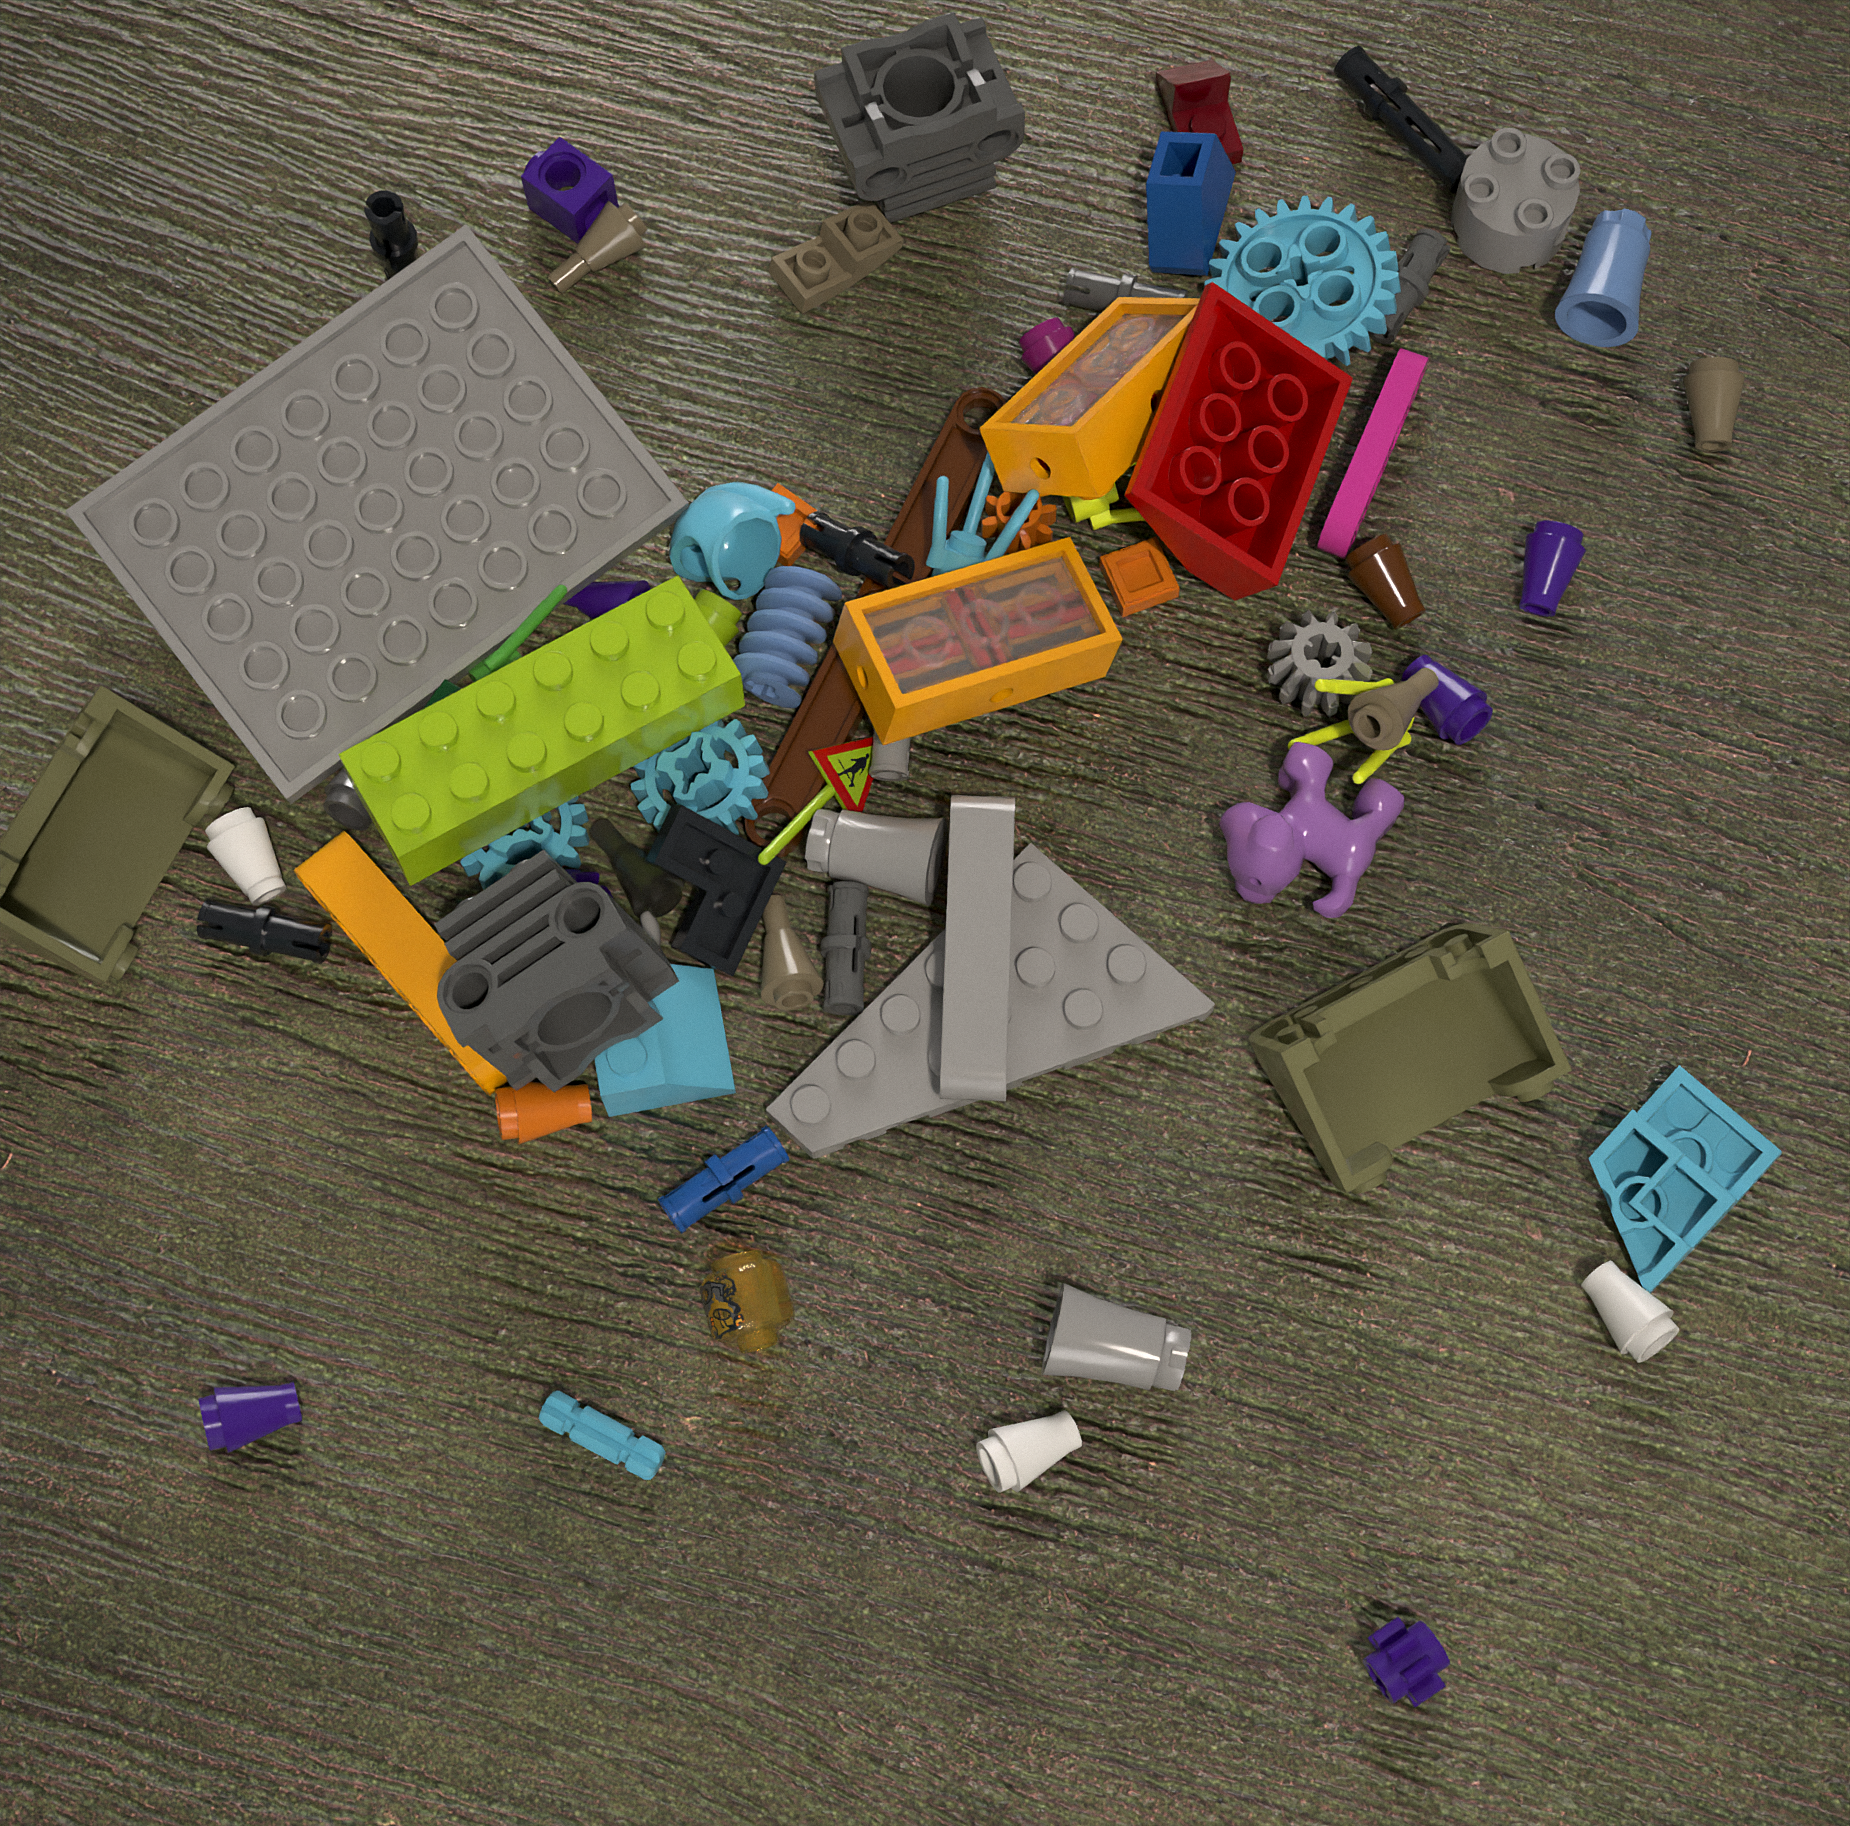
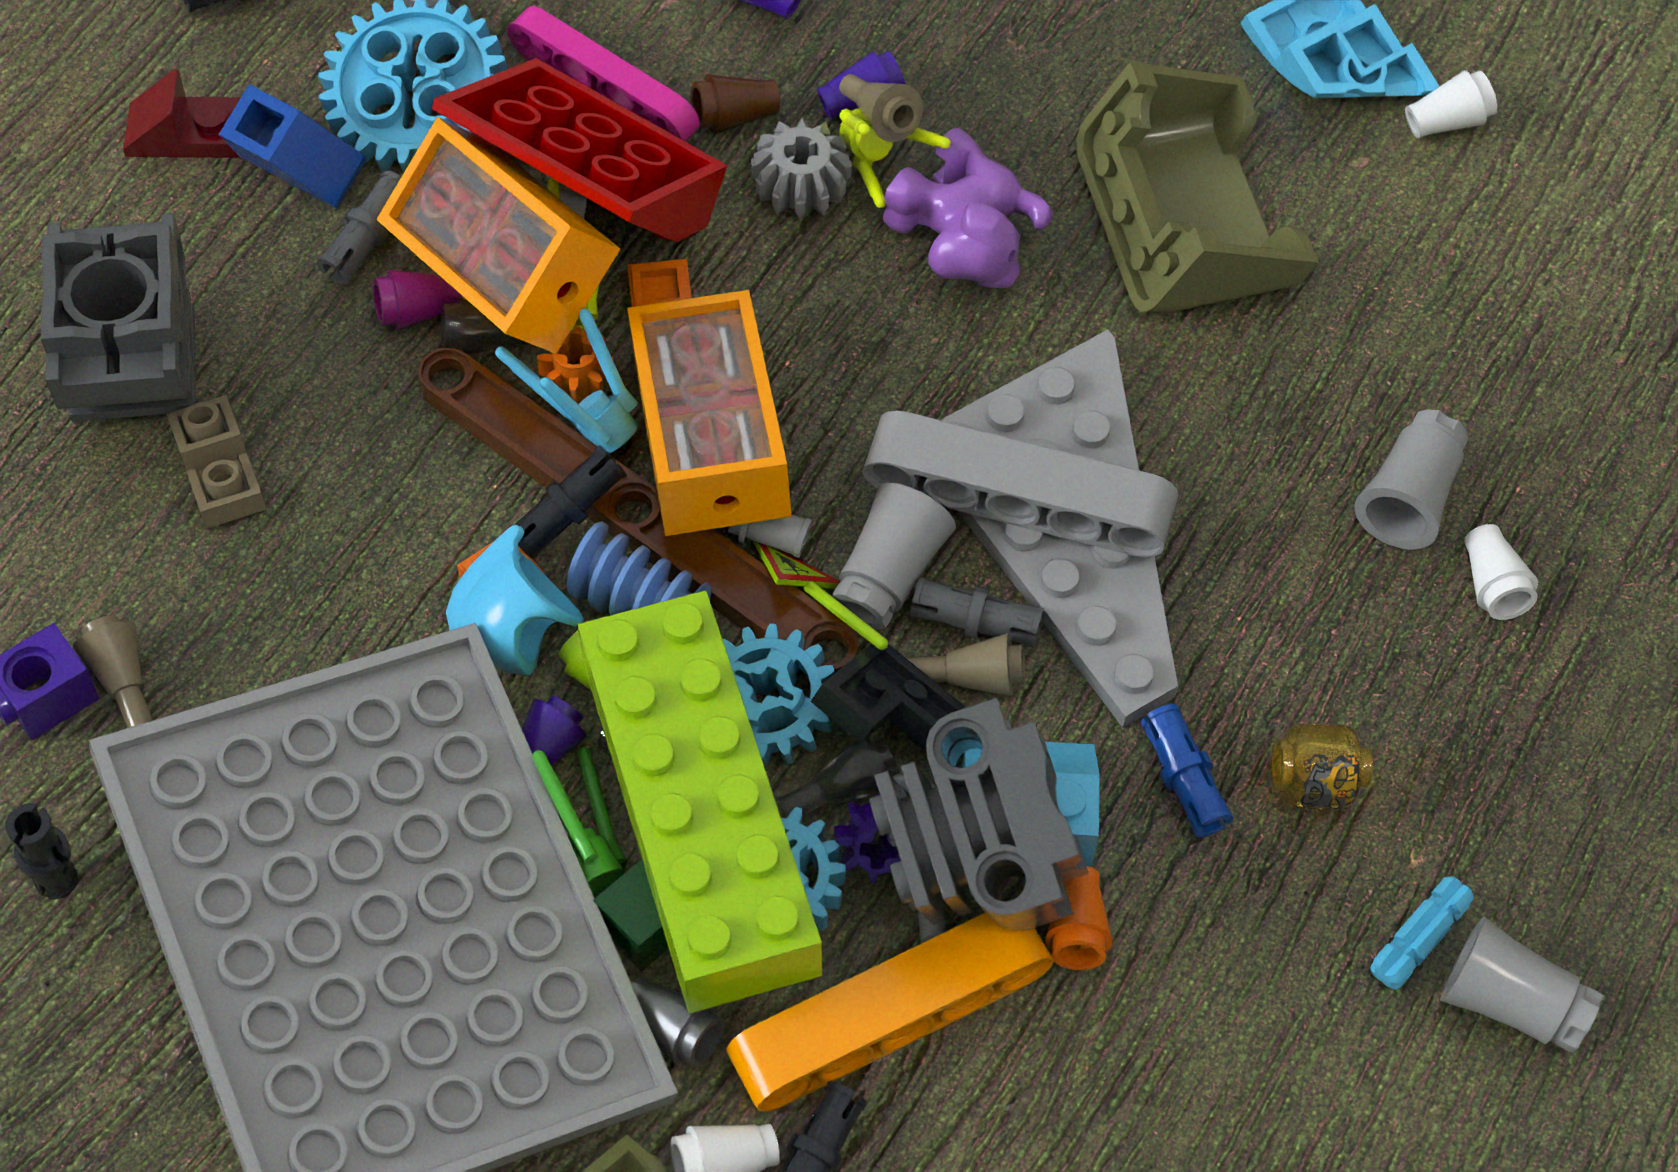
camera: 80 degrees left, 10 degrees down
(550, 1533) = (1520, 988): none -> light grey plant

